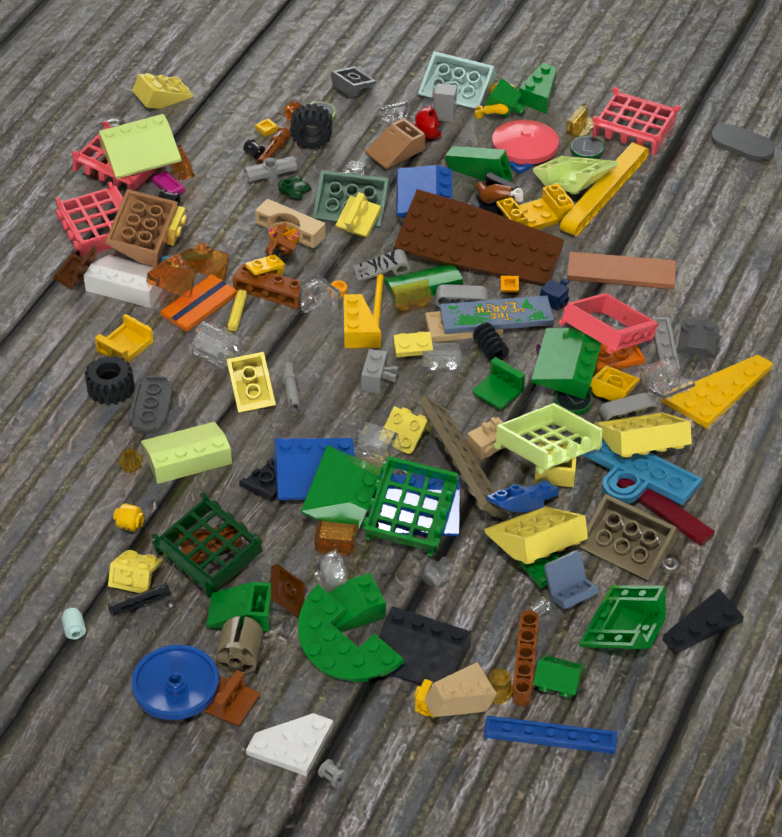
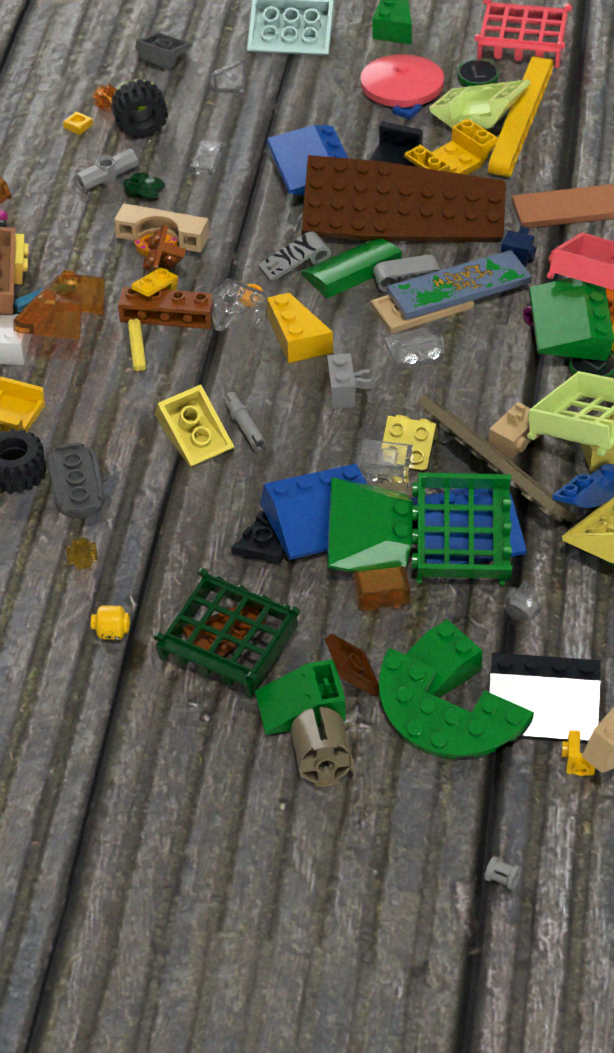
camera: 15 degrees left, 0 degrees up
(73, 623) = (95, 769): light aqua brick -> none
(133, 571) = (144, 688): light yellow bracket -> none
(139, 599) = (158, 725): black pin -> none
(175, 682) = (259, 809): blue dish -> none
(187, 452) = (149, 527): yellowish green slope -> none
(205, 300) = (79, 358): orange tile -> none
(215, 345) = (132, 391): clear cylinder -> none
(233, 699) = (336, 814): dark orange bracket -> none
(254, 148) = (81, 157): black bush -> none
(276, 142) = (100, 137): dark orange pin -> none
(292, 744) = (434, 849): white plate -> none
(331, 570) = (396, 629): clear cylinder -> none
(337, 187) = (223, 184): sand green slope -> none
(359, 216) = (241, 203): light yellow bracket -> none
(378, 298) = (302, 288): yellow bar -> none
(397, 144) = (251, 111): medium nougat slope -> none
(411, 293) = (348, 280): clear yellow bracket -> none
(412, 344) = (373, 339): light yellow bracket -> none
(428, 122) = (277, 81): red cylinder -> none
(445, 102) = (290, 52): light grey brick -> none
(479, 162) = (360, 112): green slope -> none
(490, 342) = (467, 319): black piece -> none
(497, 192) = (399, 143): dark orange arm -> none
(501, 385) = (500, 364): green bracket -> none
(502, 100) = (354, 37): green torso -> none
(509, 283) = (456, 246): light orange slope -> none
(579, 123) = (458, 49): clear yellow panel -> none

